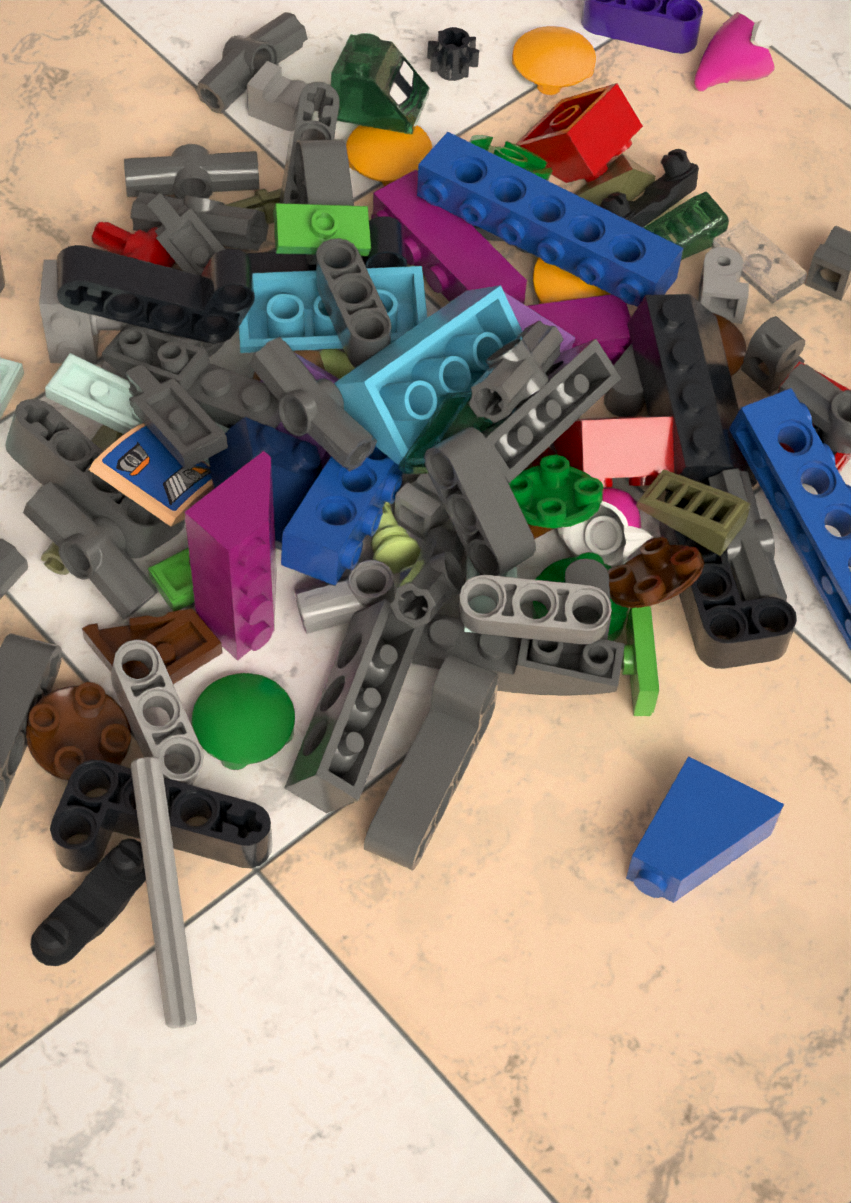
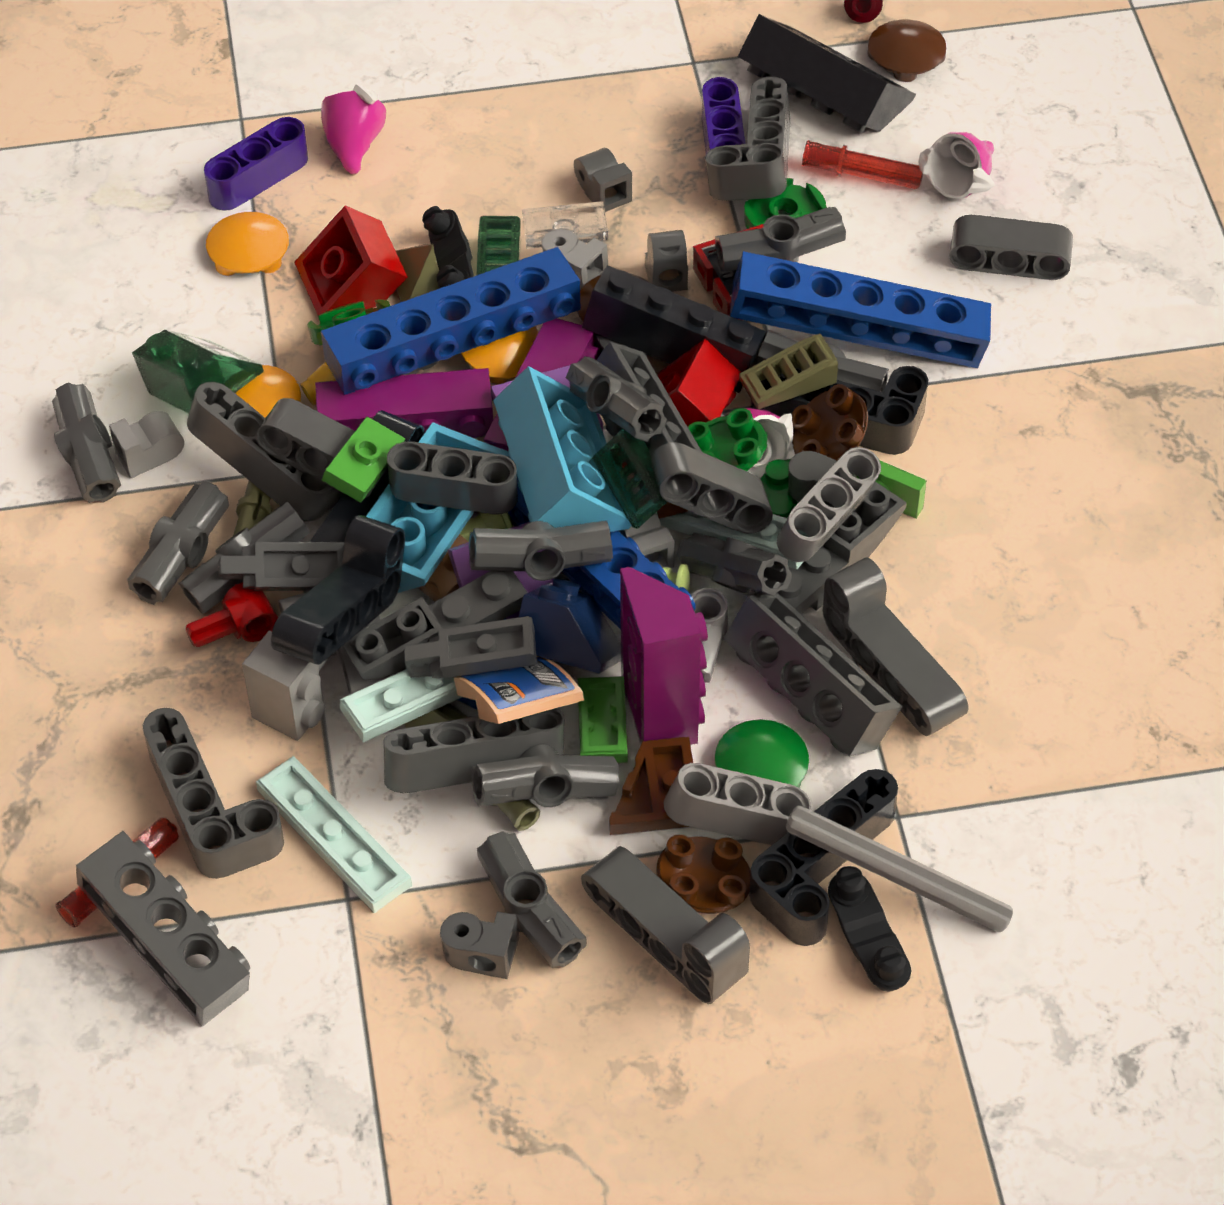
camera: 55 degrees left, 5 degrees down
(453, 54) = (194, 303): black gear -> none
(699, 831) = (1045, 523): blue slope -> none

